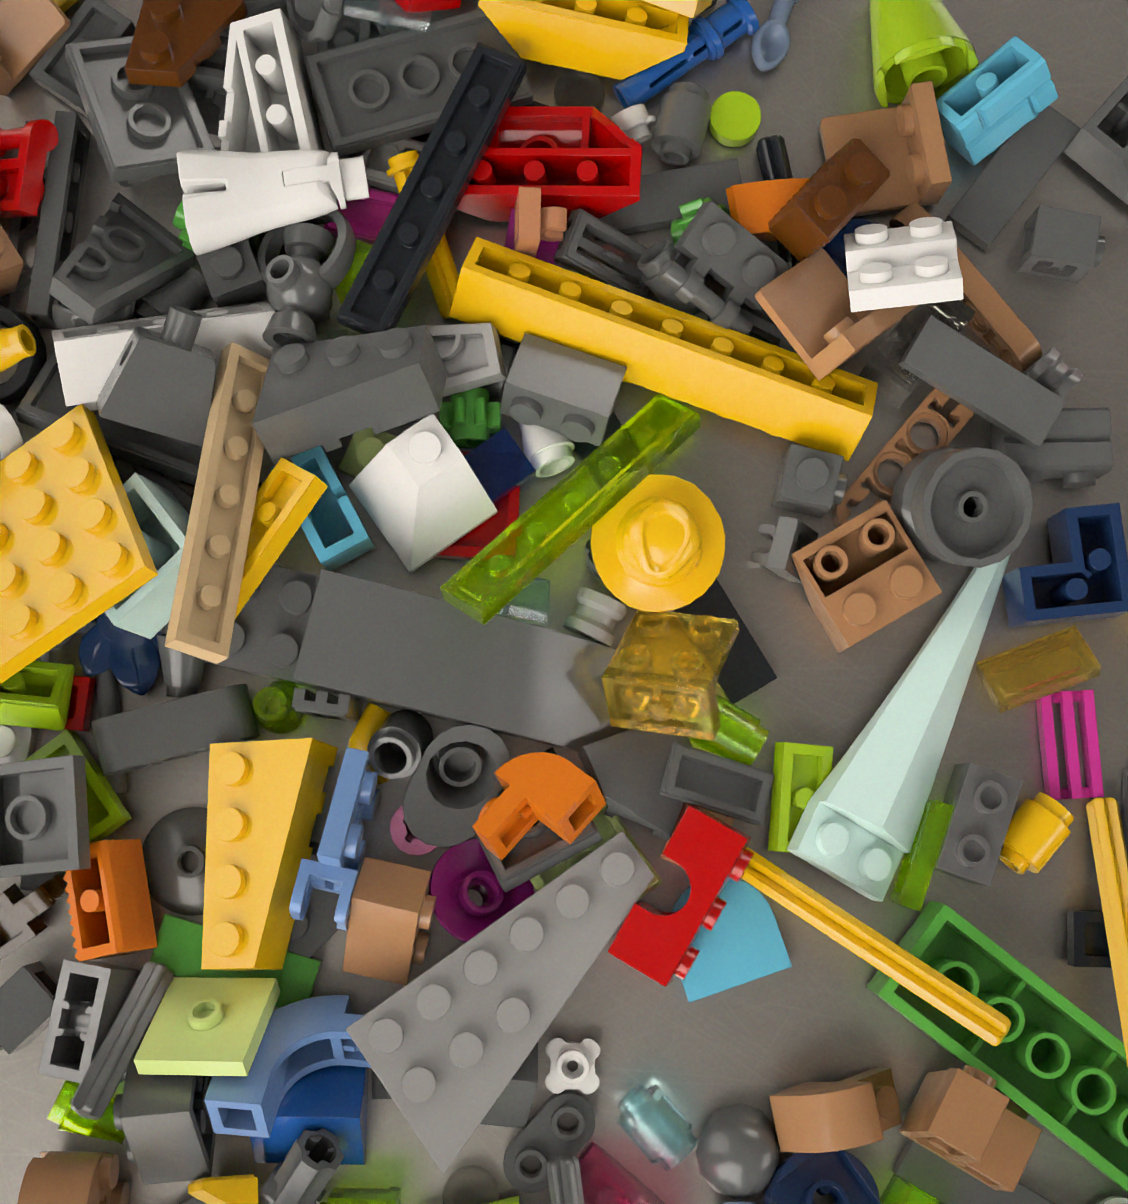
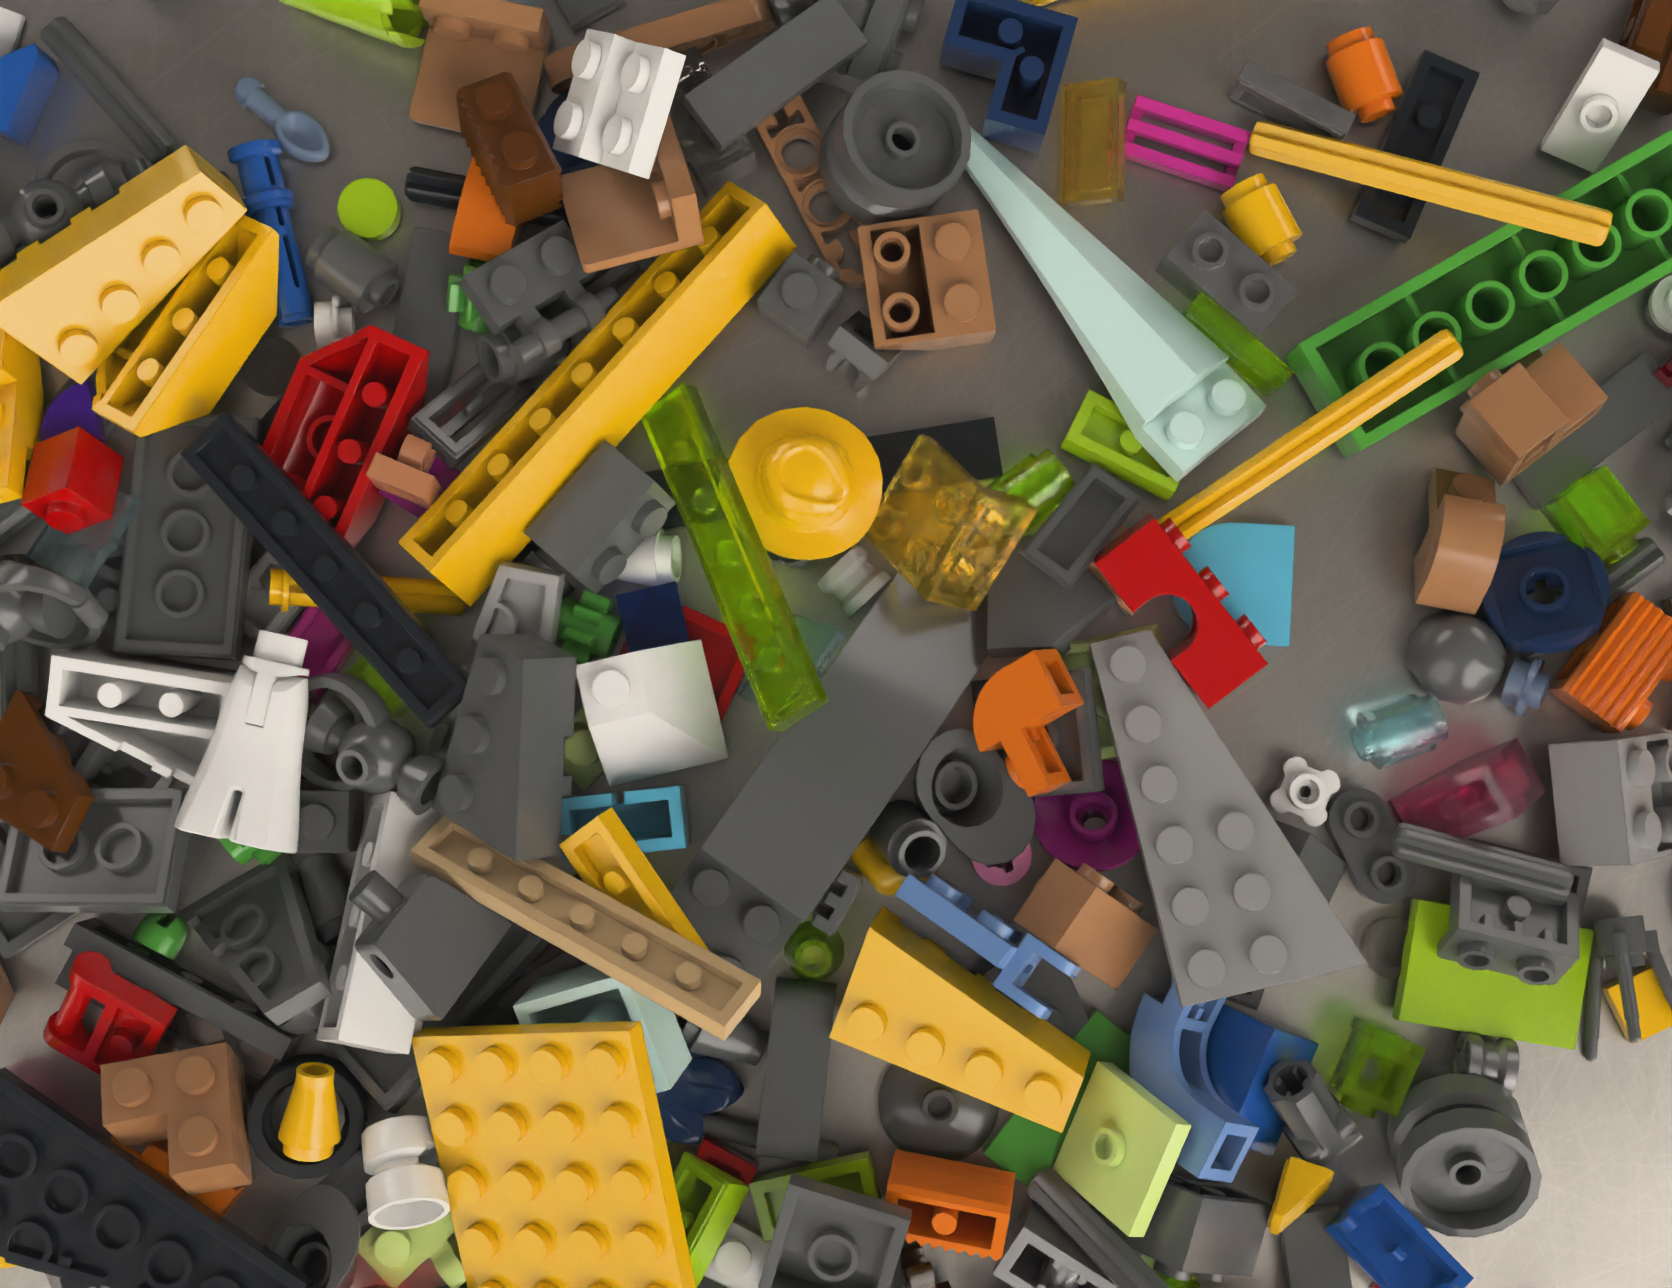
camera: 65 degrees left, 5 degrees up
(95, 186) = (158, 937): none -> bright green hinge

